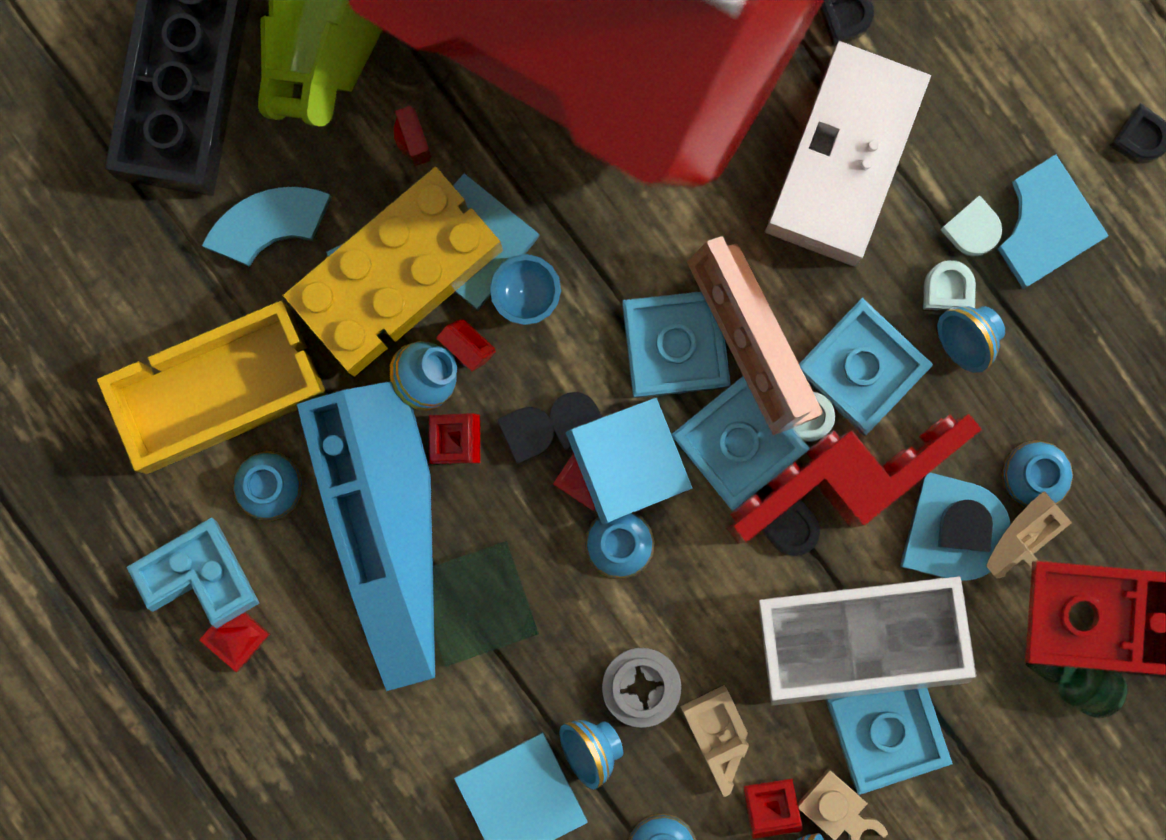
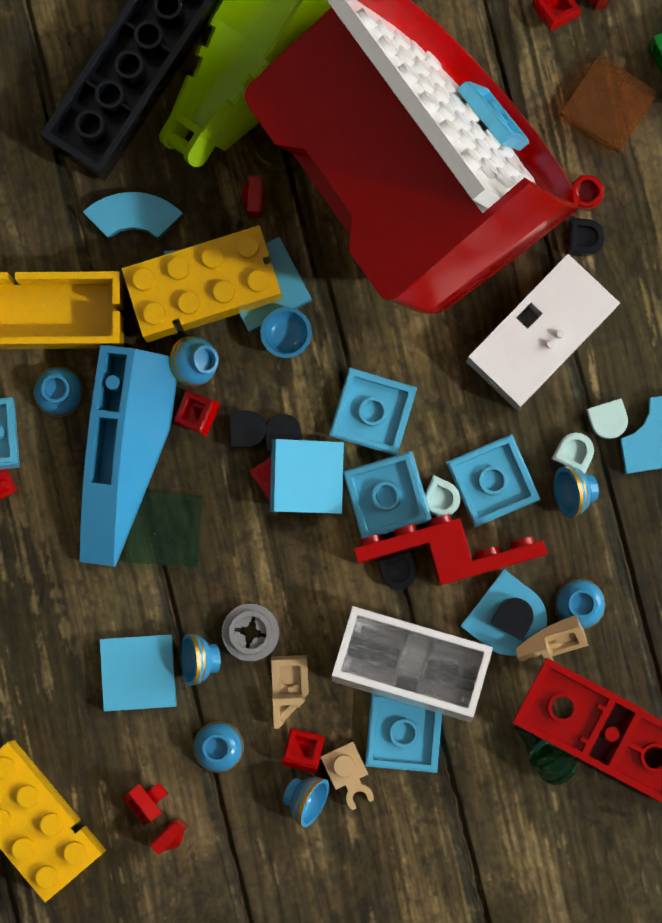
camera: 30 degrees right, 0 degrees up
(466, 344) = (231, 352): red tile -> none
(619, 546) = (277, 532): dark azure piece -> none
(754, 336) = (426, 428): nougat panel -> none

